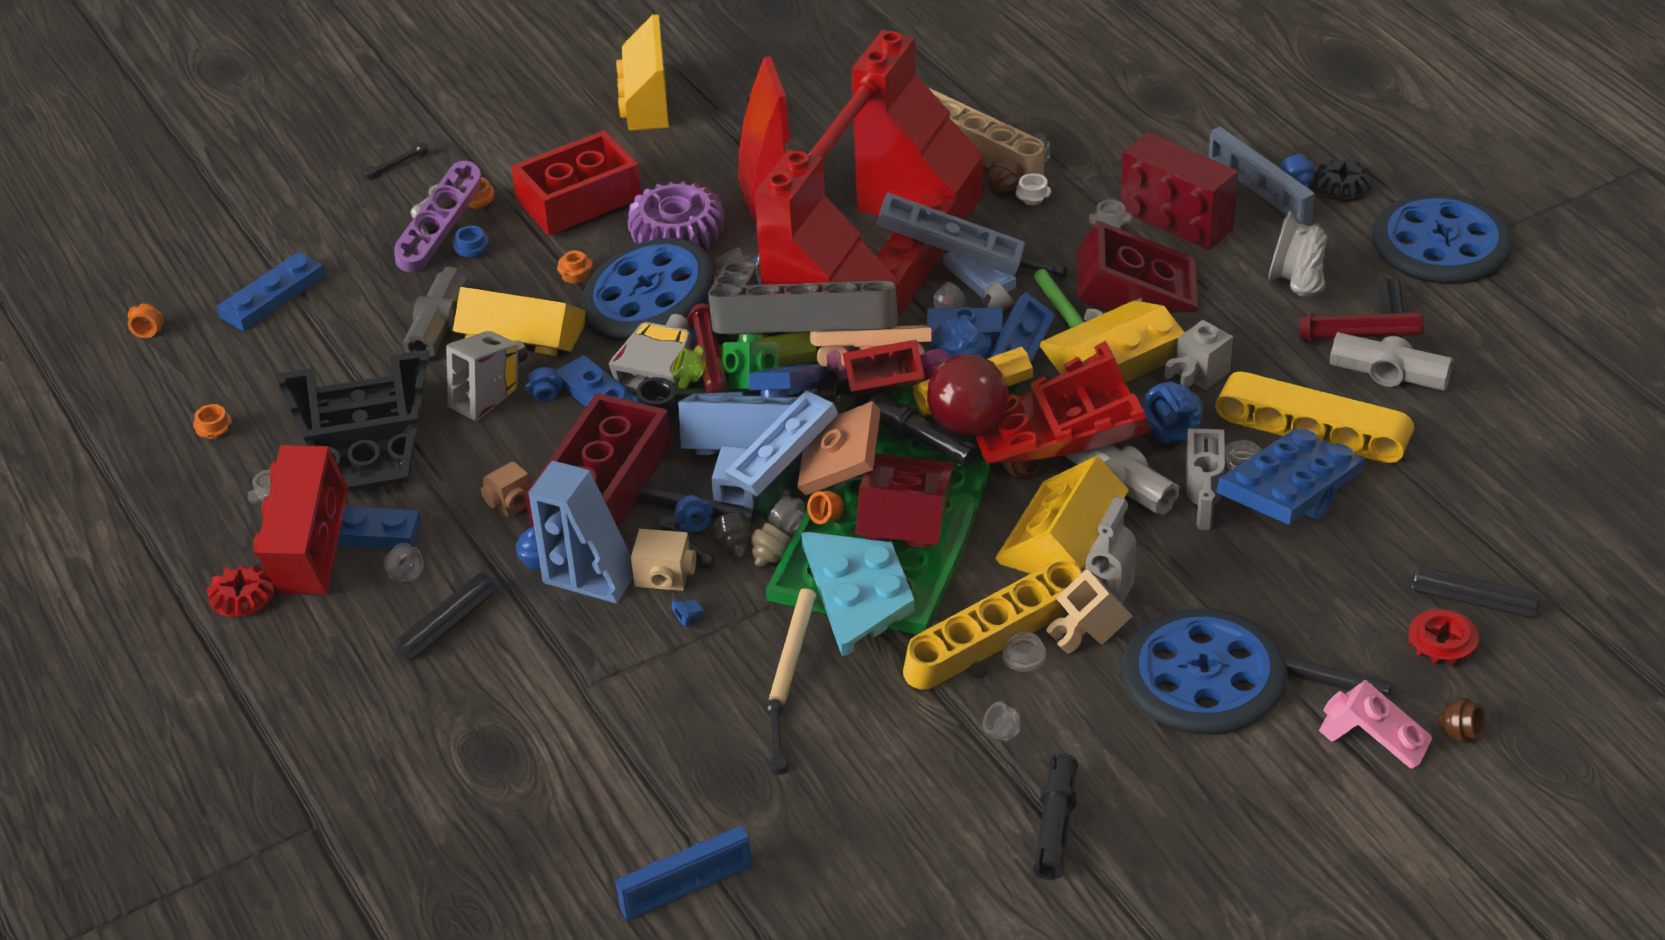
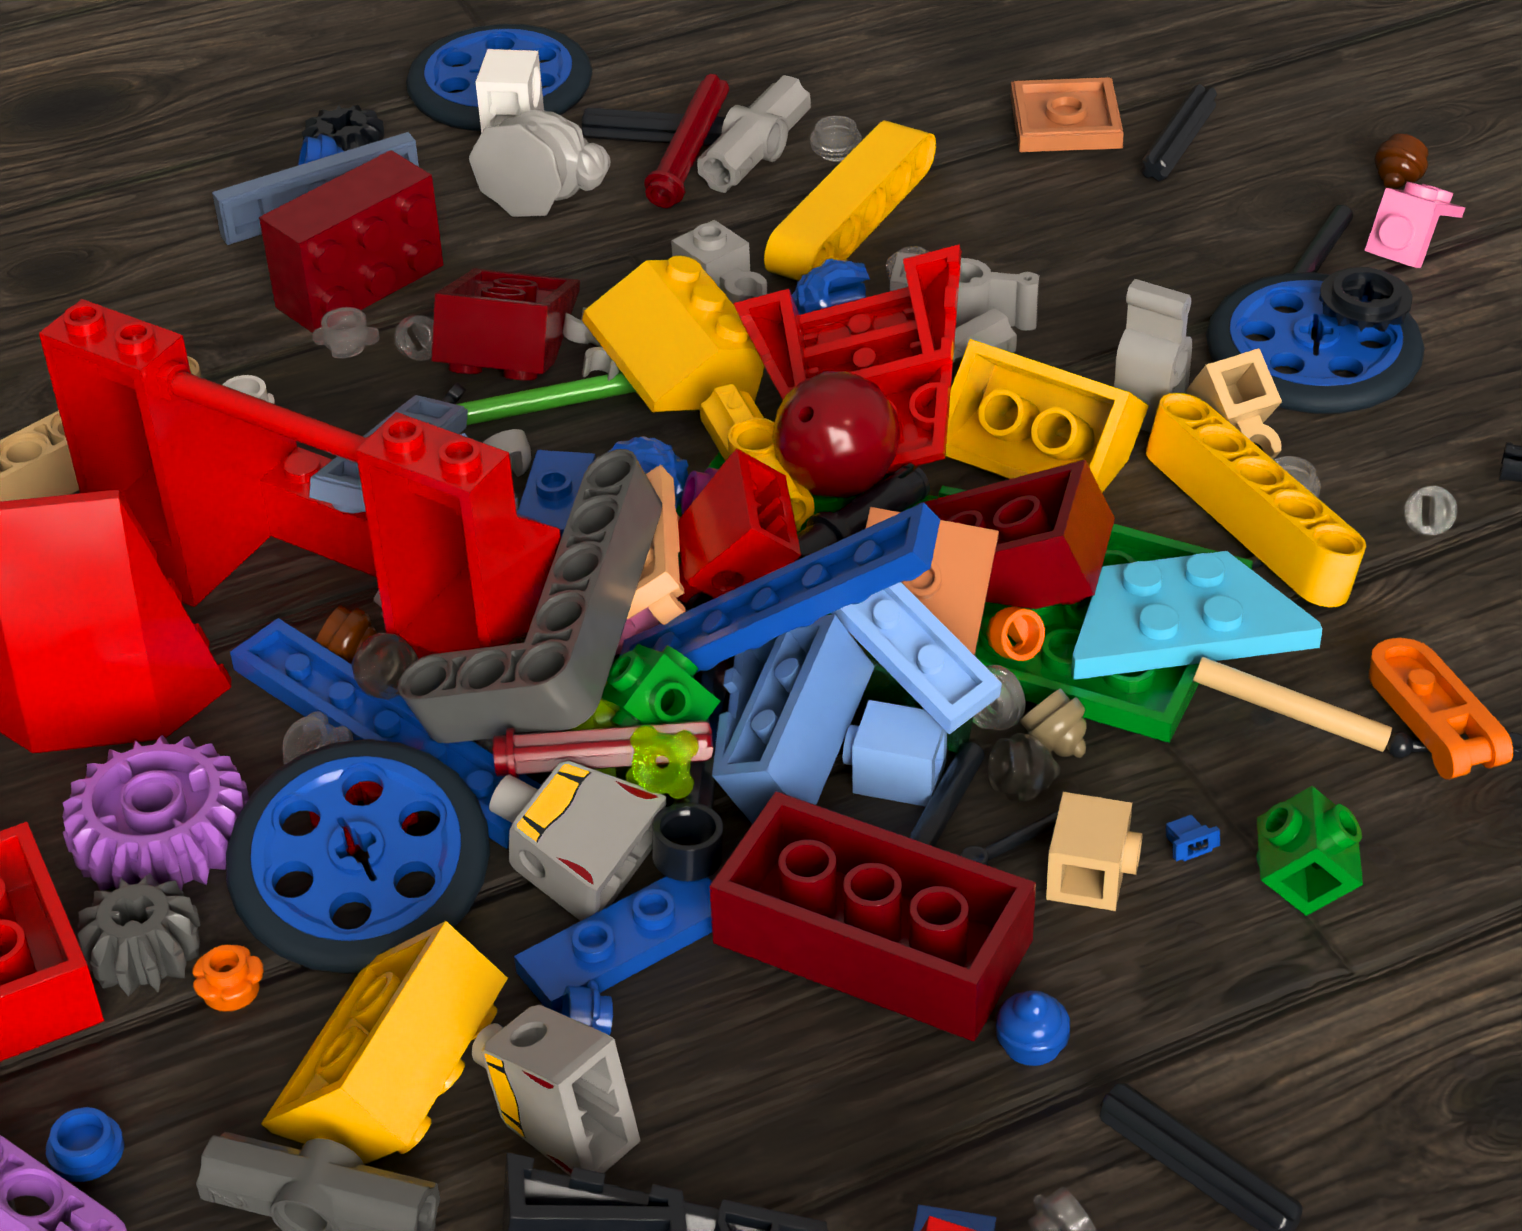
camera: 85 degrees left, 0 degrees up
(507, 489) = (882, 1059): medium nougat plate -> none
(578, 535) = (1081, 914): medium blue wedge -> none
(595, 229) = (139, 934): none -> dark grey gear
(642, 651) = (1309, 850): none -> green brick
(687, 508) = (978, 812): blue plate -> none
(796, 714) = (1438, 708): none -> orange plate
(1024, 328) = (582, 424): blue plate -> none
(1253, 676) = (1387, 294): none -> black gear
(1292, 476) = (986, 217): blue plate -> none
(1356, 233) = (508, 85): none -> white brick
(1406, 401) = (835, 137): none -> clear plate
(1432, 624) = (1242, 159): red gear -> none
(1474, 523) = (1066, 115): none -> nougat plate

